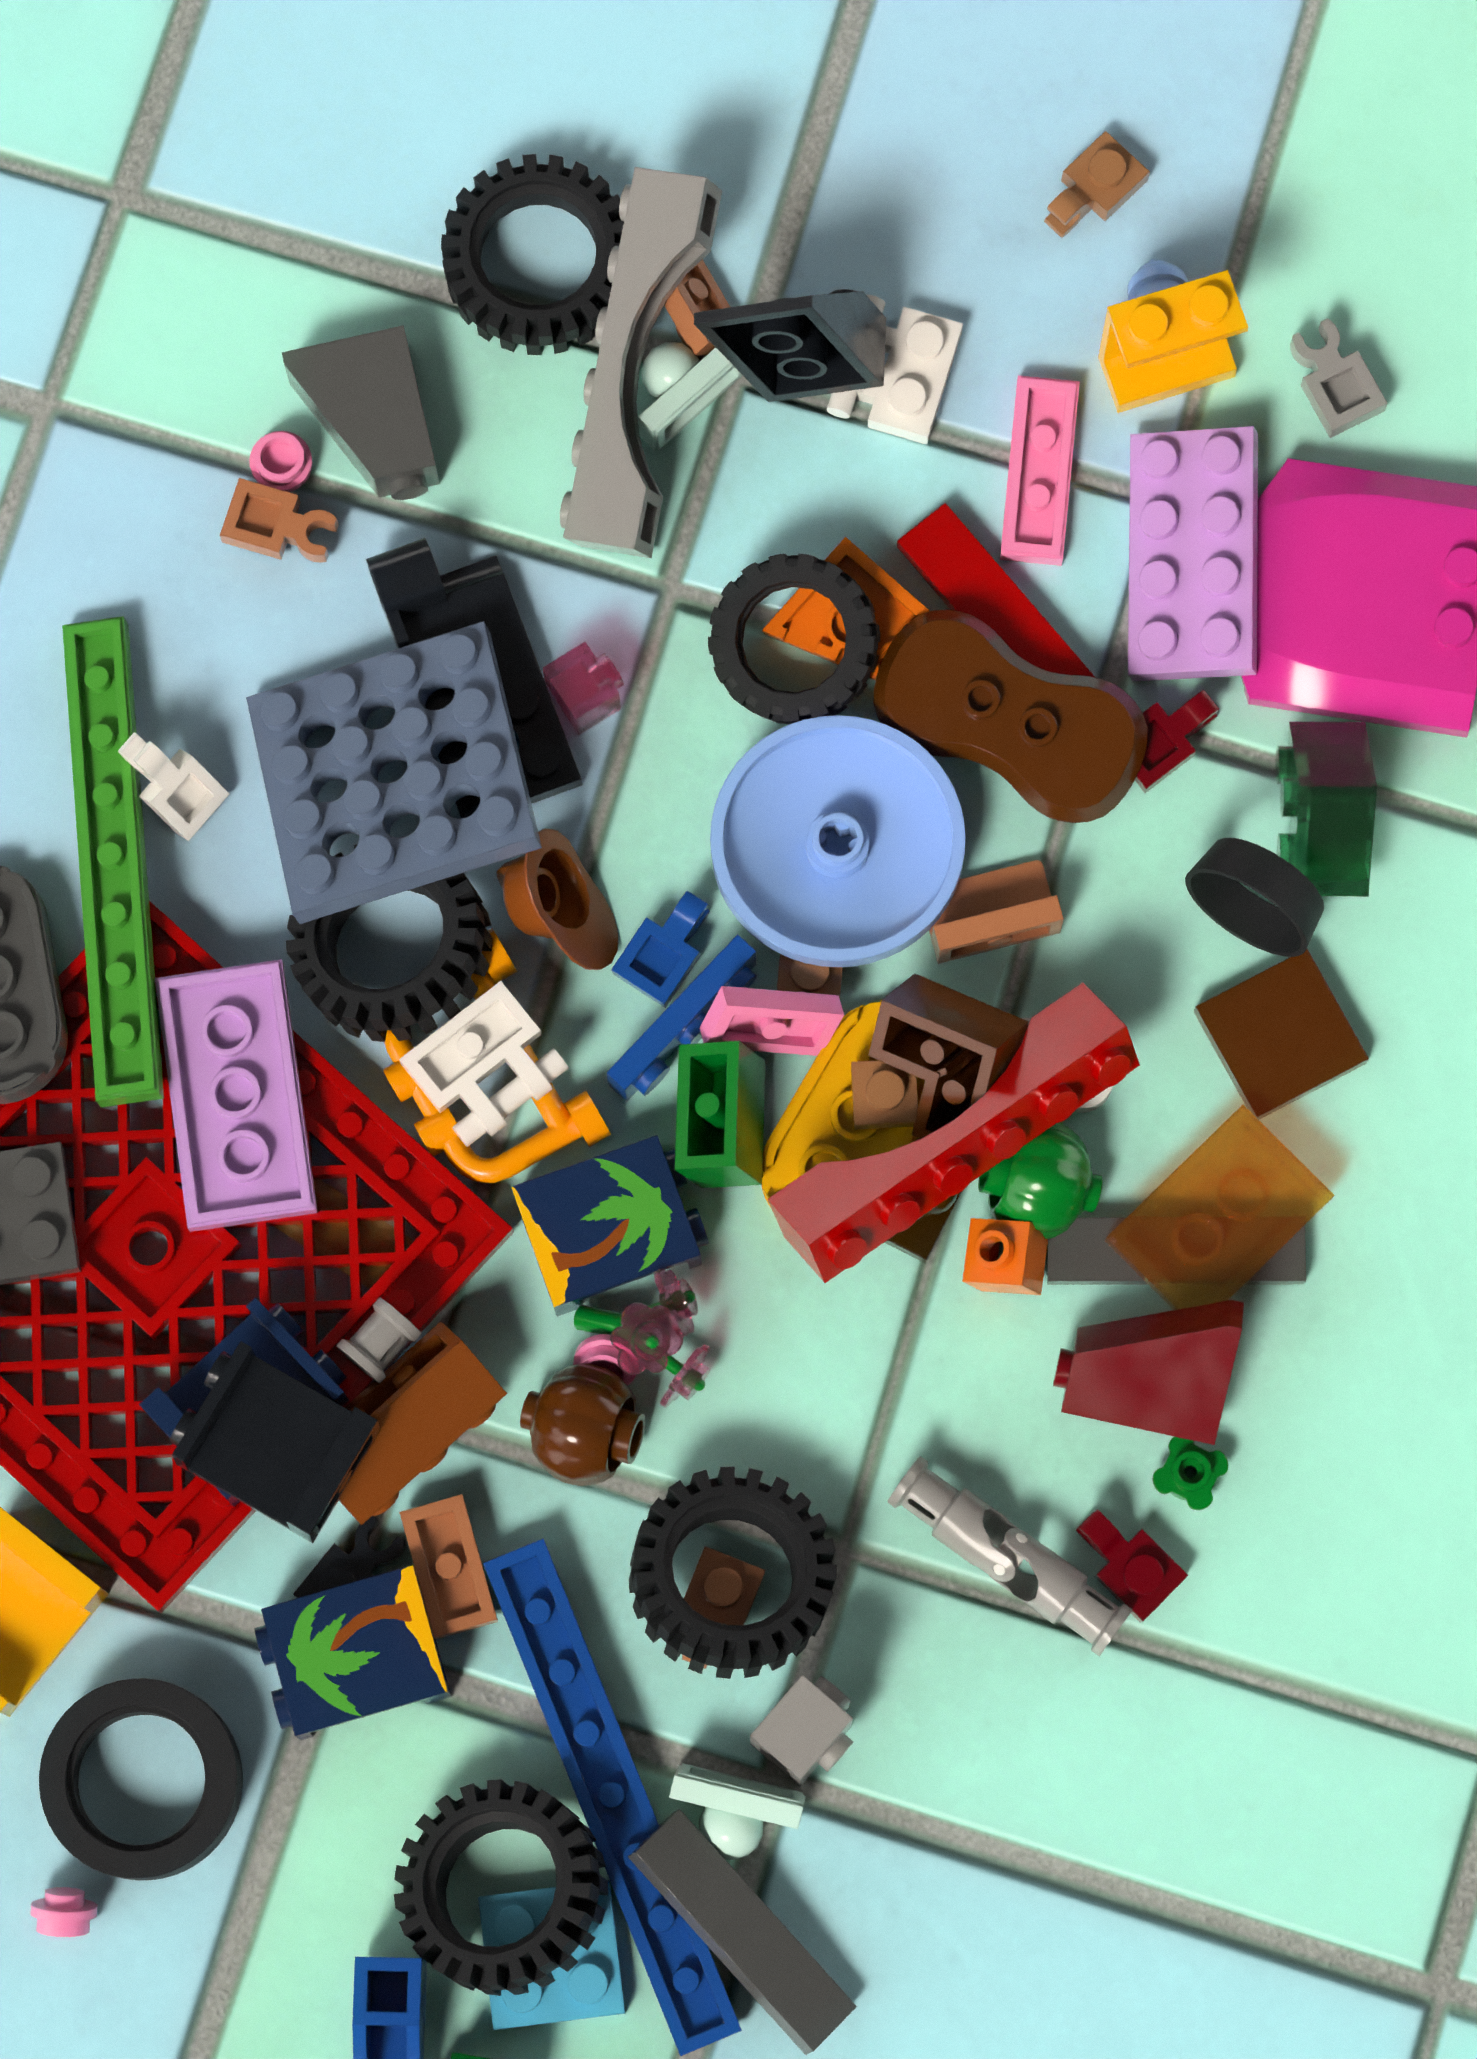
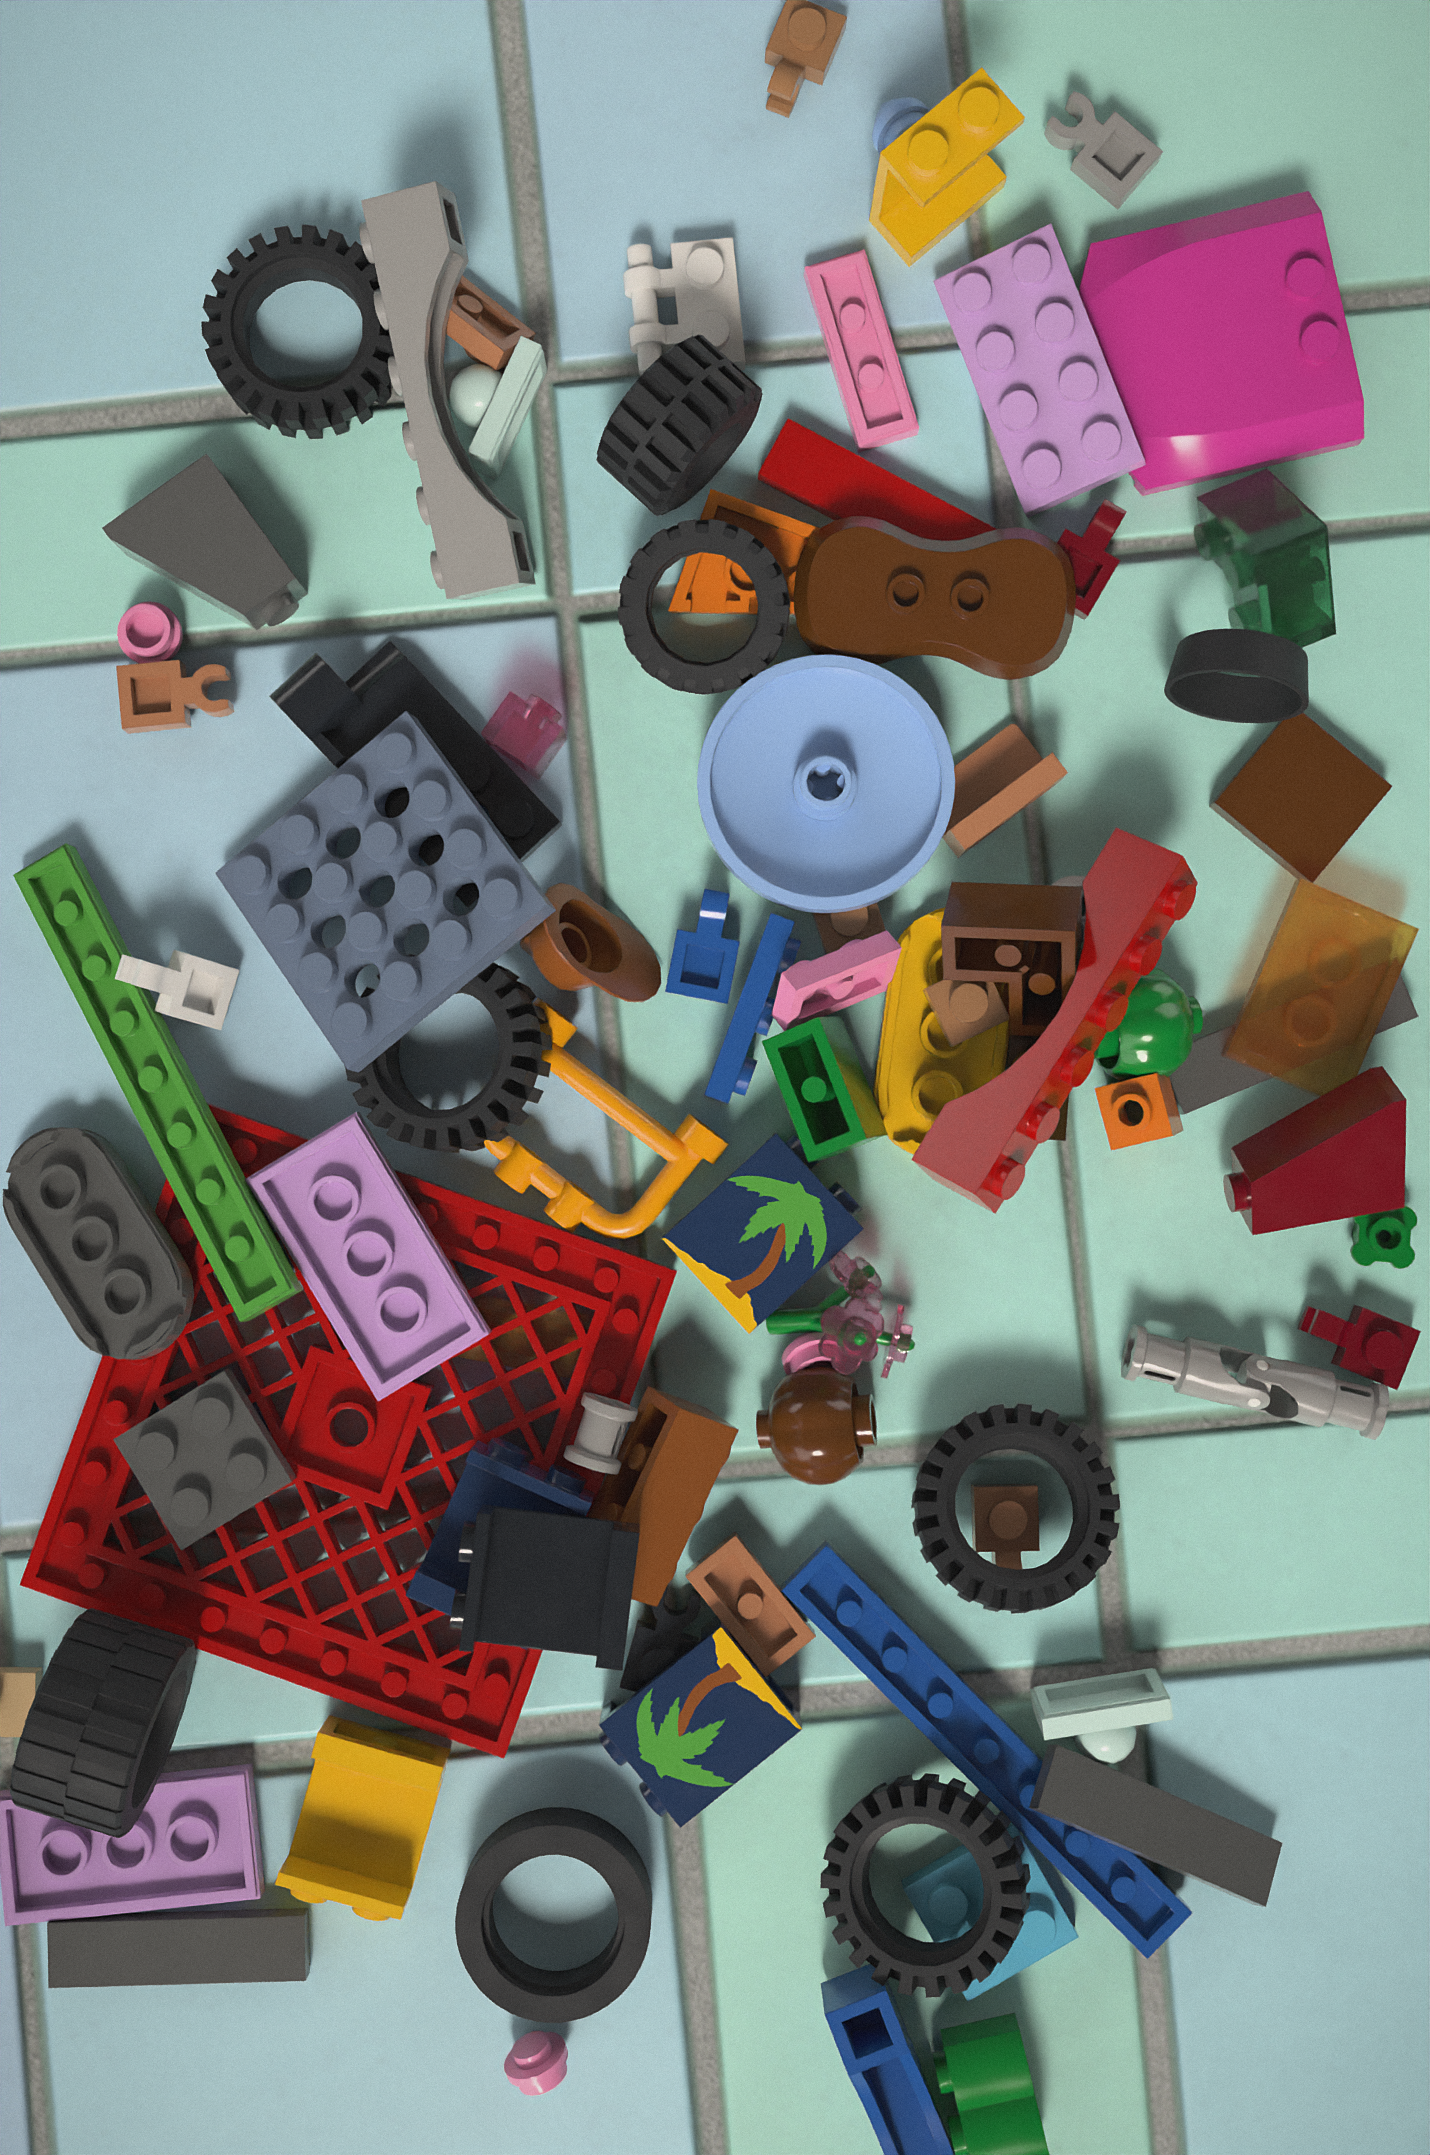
camera: 25 degrees left, 10 degrees up
(472, 1048) = (568, 1125): white plate -> none
(802, 343) = (593, 314): black slope -> none
(805, 1729) = (1141, 1629): light grey brick -> none
(837, 469) = (678, 424): none -> black tyre

